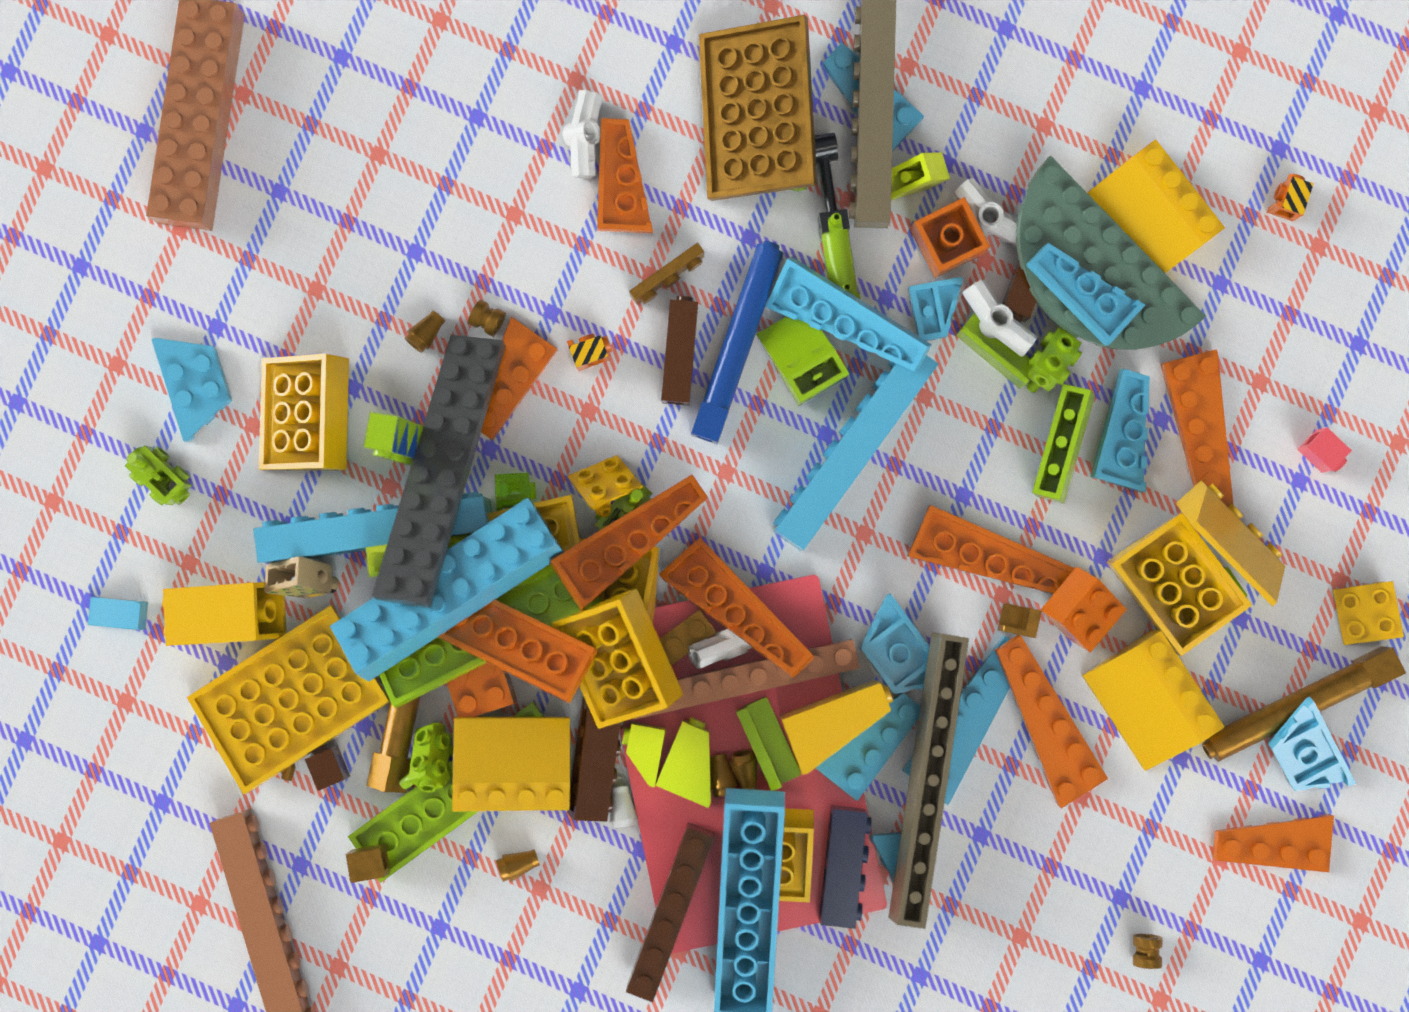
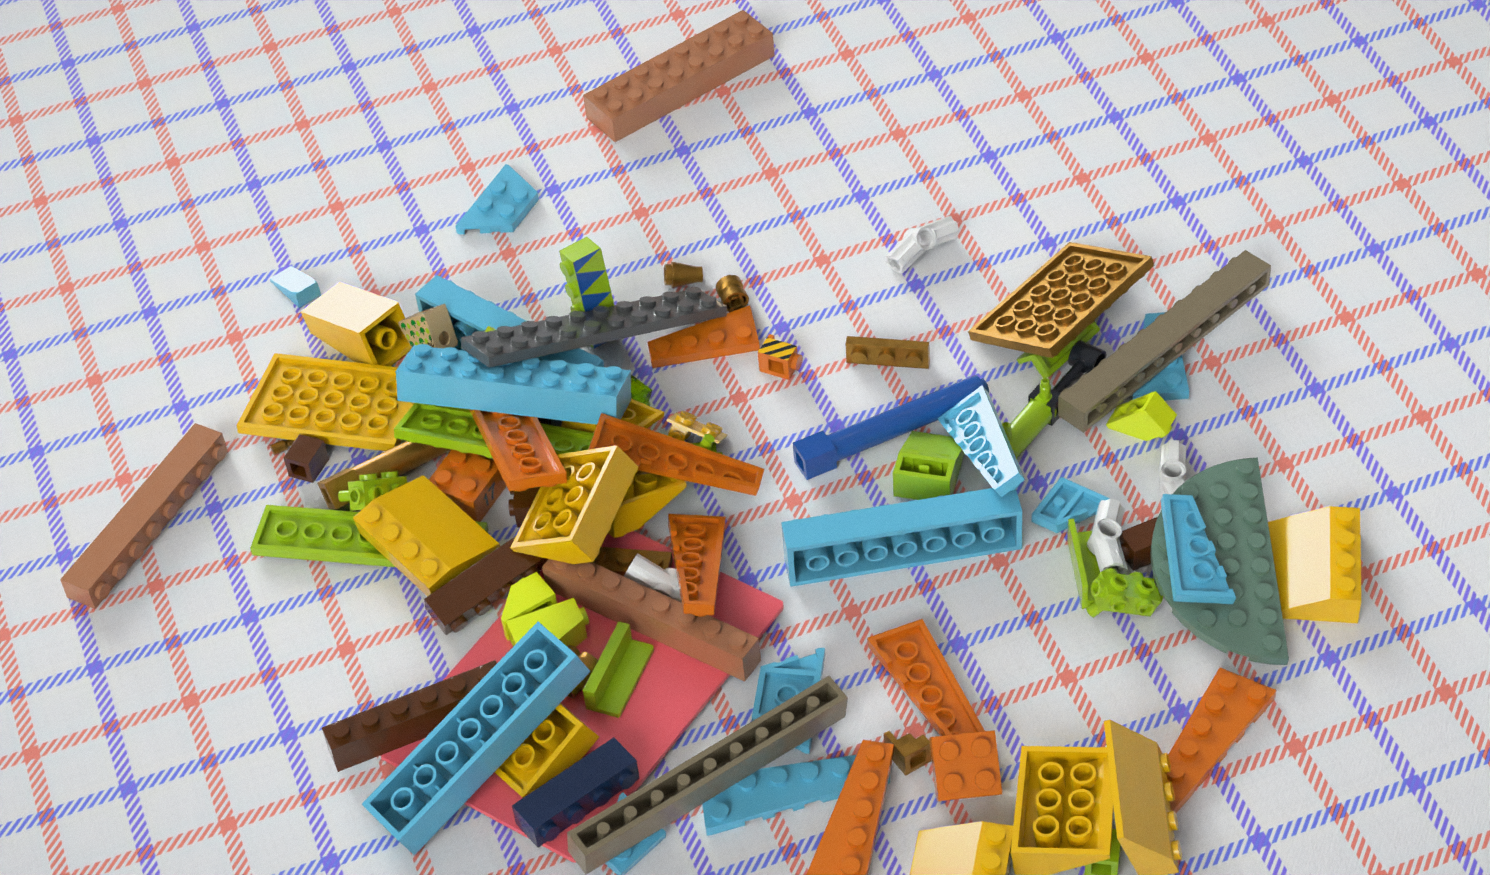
camera: 50 degrees right, 40 degrees down
(151, 469) = (416, 228): lime brick -> none
(304, 413) = (534, 270): yellow slope -> none
(368, 863) = (262, 518): pearl gold panel -> none
(516, 864) = (349, 612): pearl gold cone -> none
(620, 191) = (914, 286): orange wing -> none
(623, 811) = (463, 638): white cone -> none
(679, 351) = (843, 400): reddish brown brick -> none
(832, 722) = (681, 682): yellow slope -> none
(864, 756) = (677, 736): medium azure wing -> none
(949, 237) = (1125, 465): orange brick -> none
(1063, 443) = (1073, 652): lime brick -> none
(1122, 442) = (1136, 689): medium azure wing -> none
(1291, 198) = (1447, 634): brick -> none
(1325, 450) = (1300, 823): coral brick -> none

